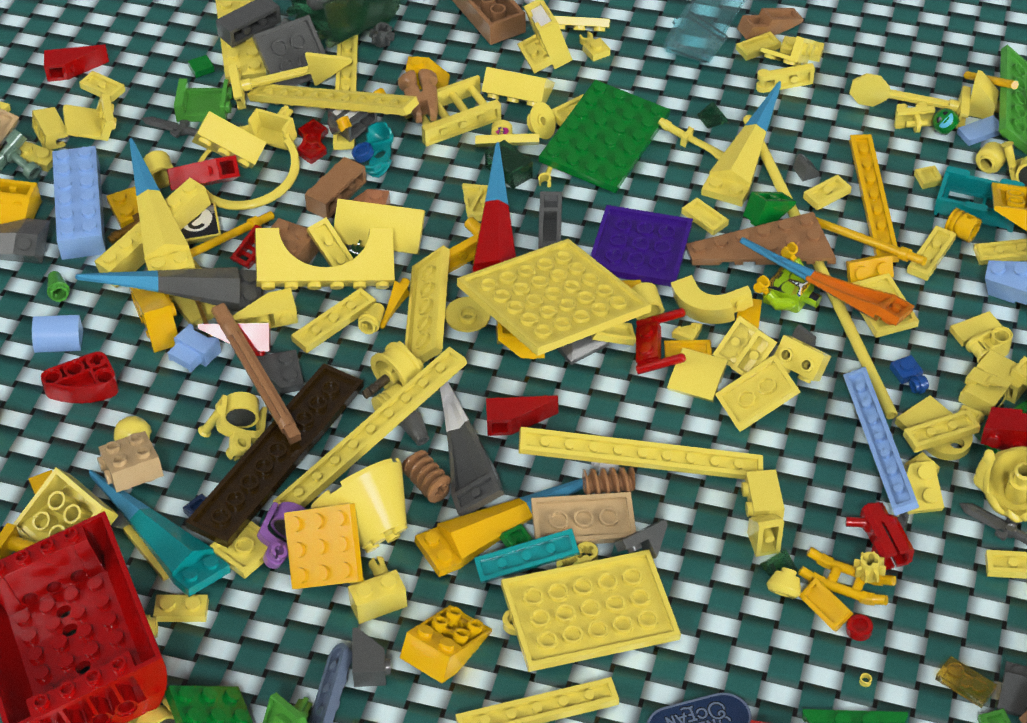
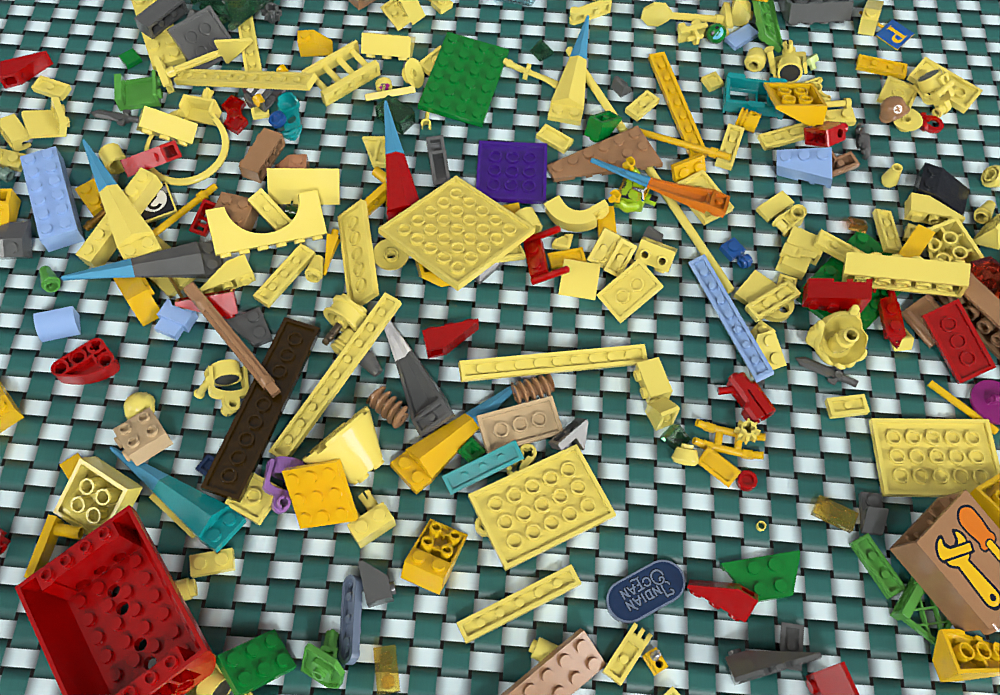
camera: 15 degrees left, 15 degrees up
(427, 97) = (319, 67): medium nougat piece -> none

